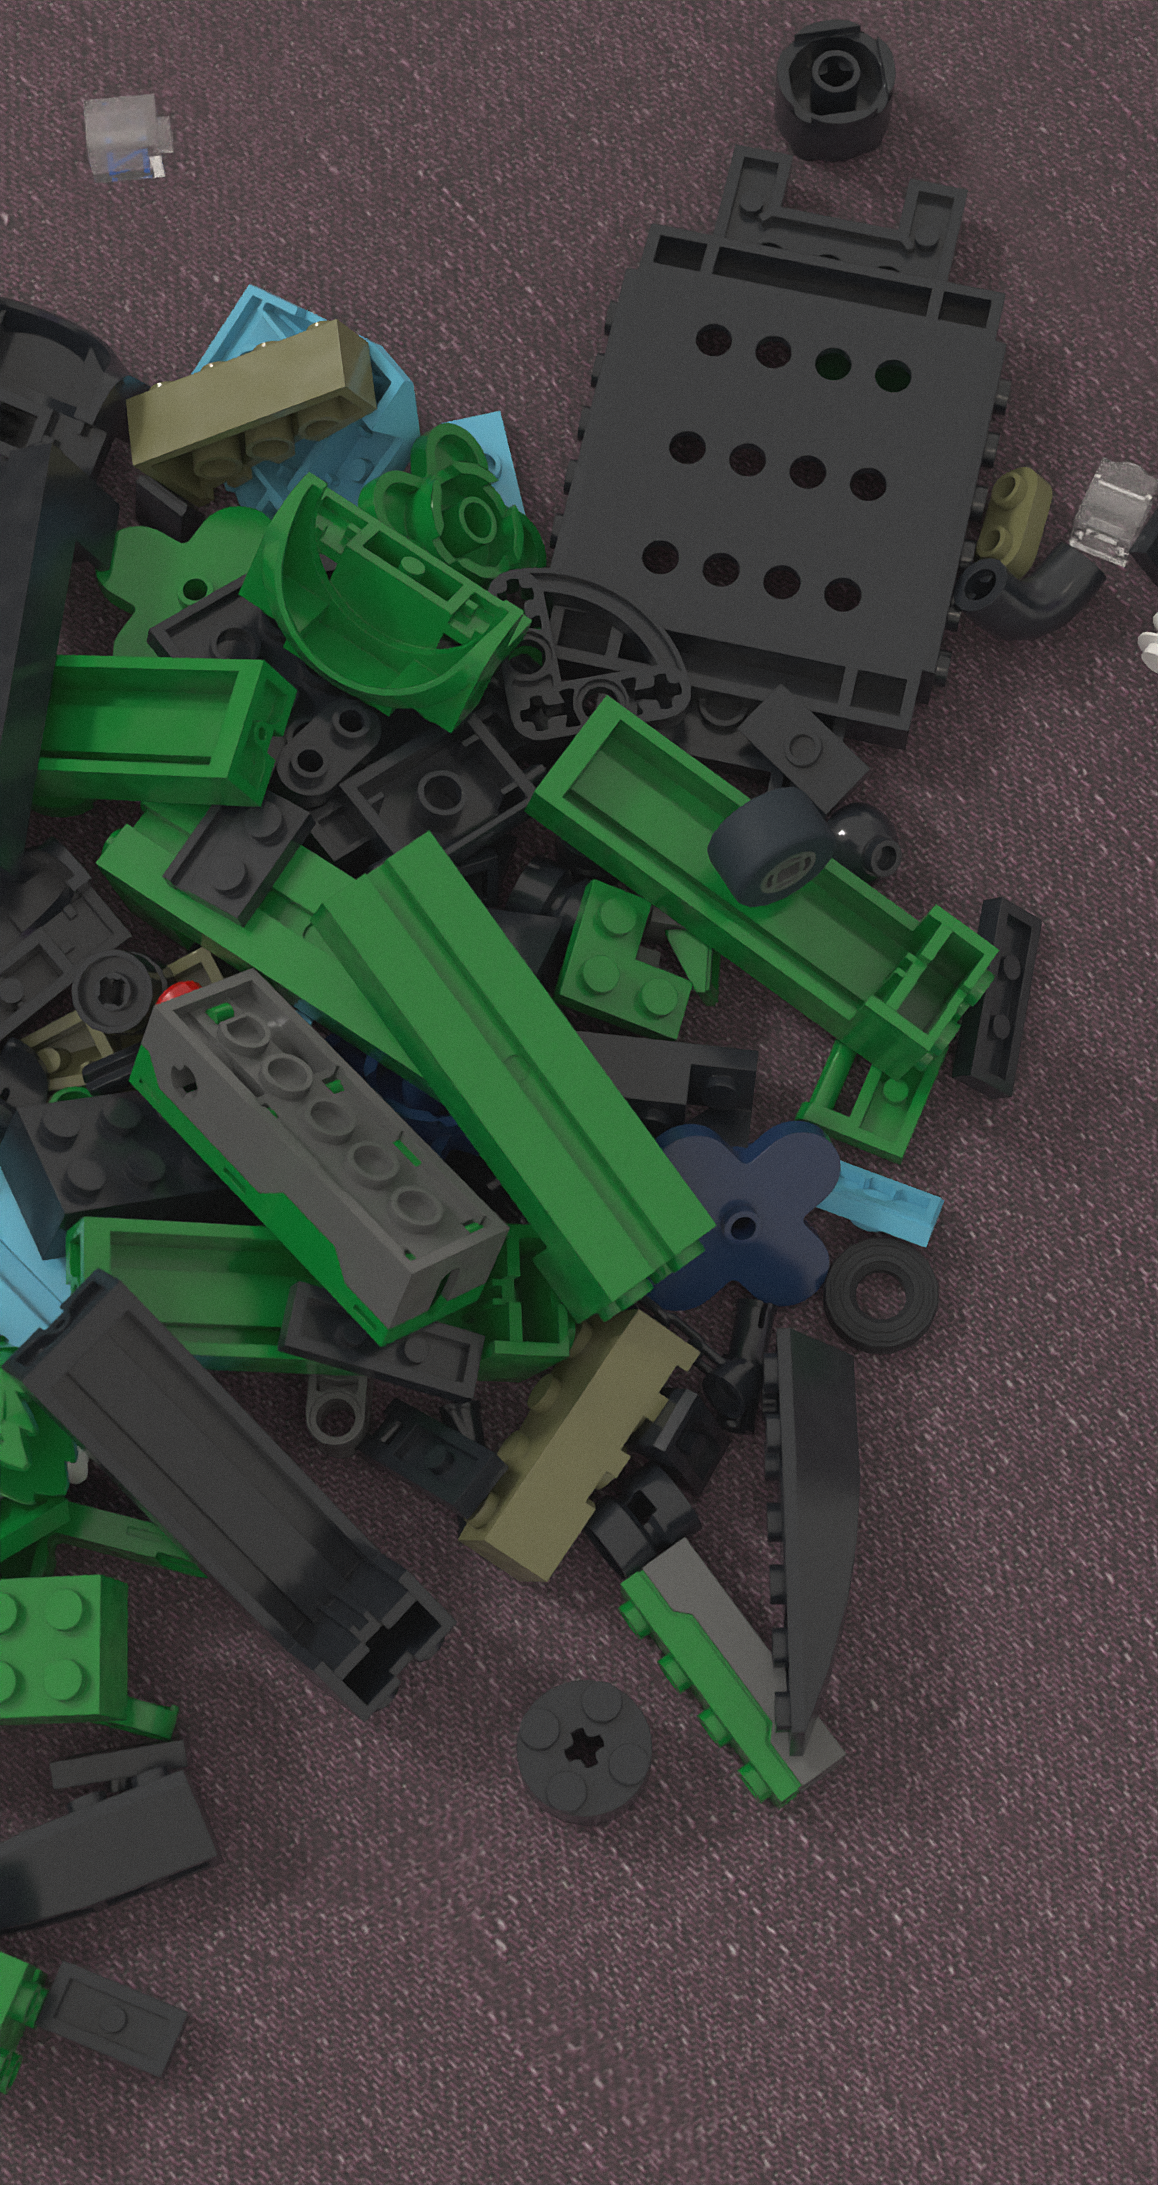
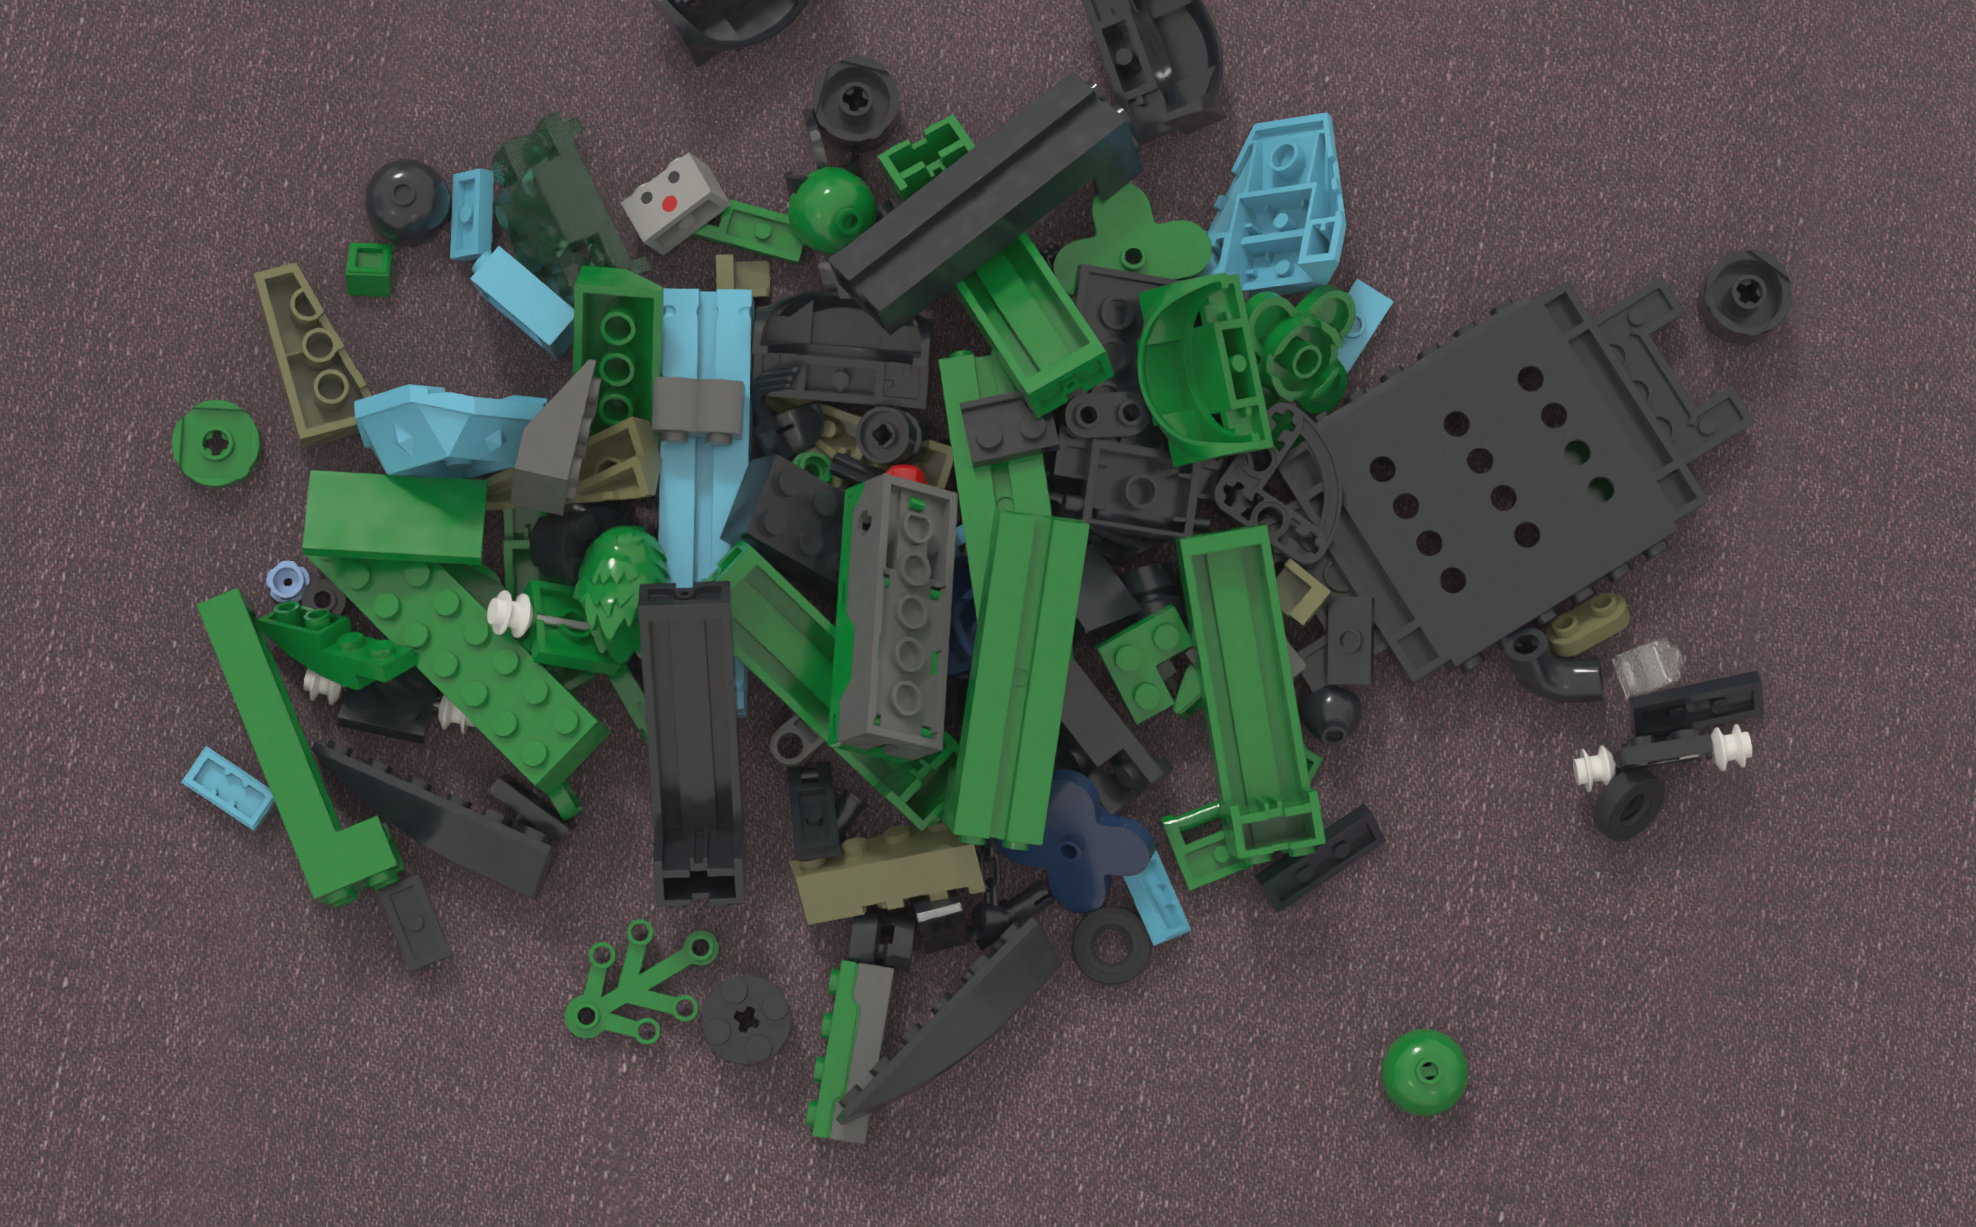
camera: 40 degrees right, 10 degrees up
(165, 510) = (1171, 191): black slope -> none
(250, 410) = (1252, 188): olive wedge -> none
(427, 1844) = (635, 987): none -> green plant
(429, 1360) = (855, 773): black plate -> none
(711, 741) = (1300, 593): none -> olive panel
(771, 846) = (1265, 683): black wheel -> none

